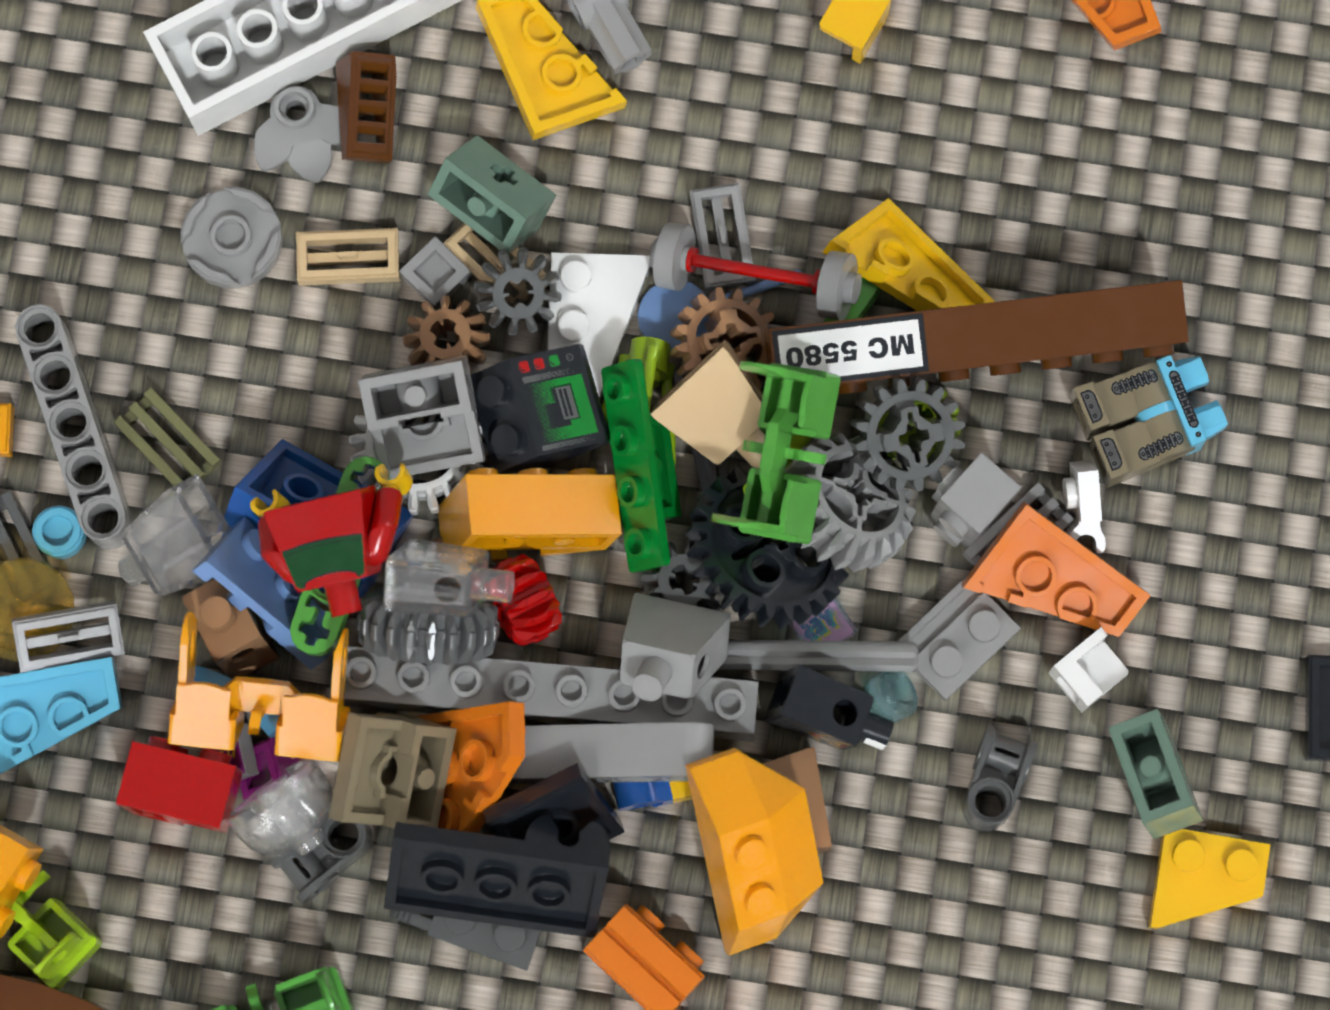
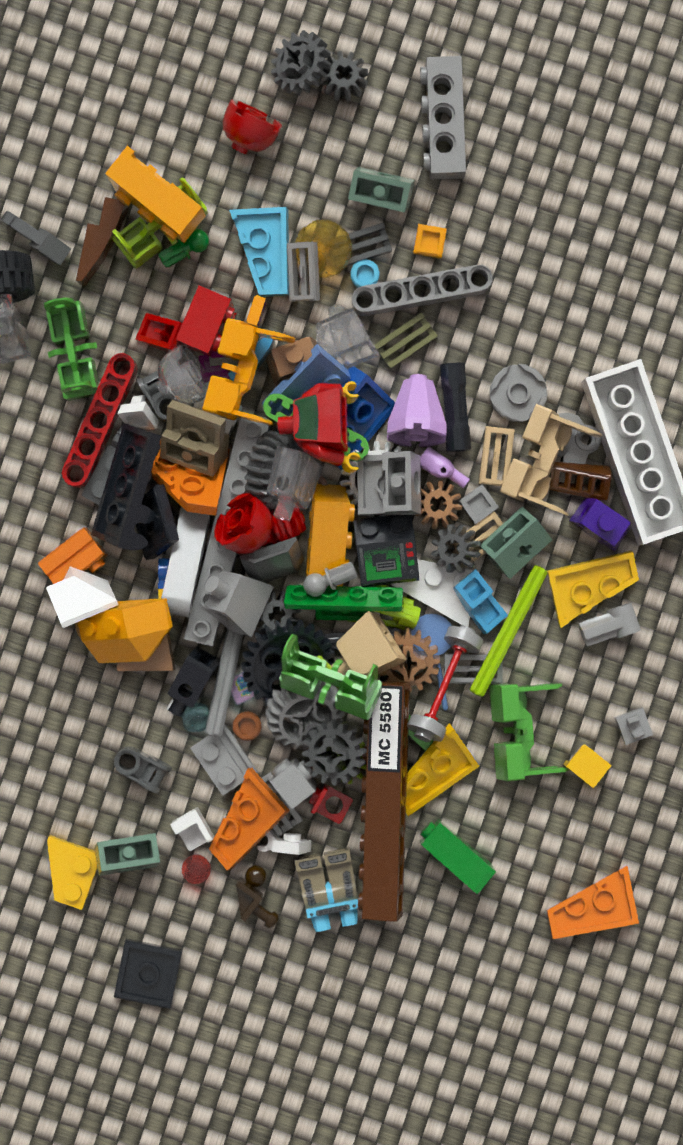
camera: 90 degrees right, 10 degrees up
(56, 859) = (197, 242): none -> green axle
(146, 706) = (256, 311): none -> light orange tile
(212, 872) = (159, 332): none -> red slope
(234, 346) = (455, 407): none -> black axle
(293, 396) = (417, 414): none -> lavender cone
(294, 165) = (551, 434): none -> tan piece
(362, 945) = (98, 406): none -> red beam
(363, 887) = (138, 413): none -> white tile
(378, 353) = (435, 463): none -> lavender piece
(438, 56) = (601, 523): none -> dark purple torso
(532, 651) = (245, 525): none -> red cylinder
(588, 601) = (274, 561): none -> dark grey slope
(606, 242) = (478, 602): none -> dark azure slope
(618, 514) = (316, 584): none -> light grey axle
(647, 185) = (508, 631): none -> lime axle
(710, 925) = (80, 596): none -> white slope
(777, 163) = (514, 758): none -> bright green piece
(889, 607) = (247, 725): none -> dark orange tile
(1006, 459) = (319, 800): none -> red bracket
(1049, 204) = (457, 855): none -> green slope
(1158, 654) = (196, 869): none -> clear red plate
(1193, 547) = (250, 896): none -> dark brown piece

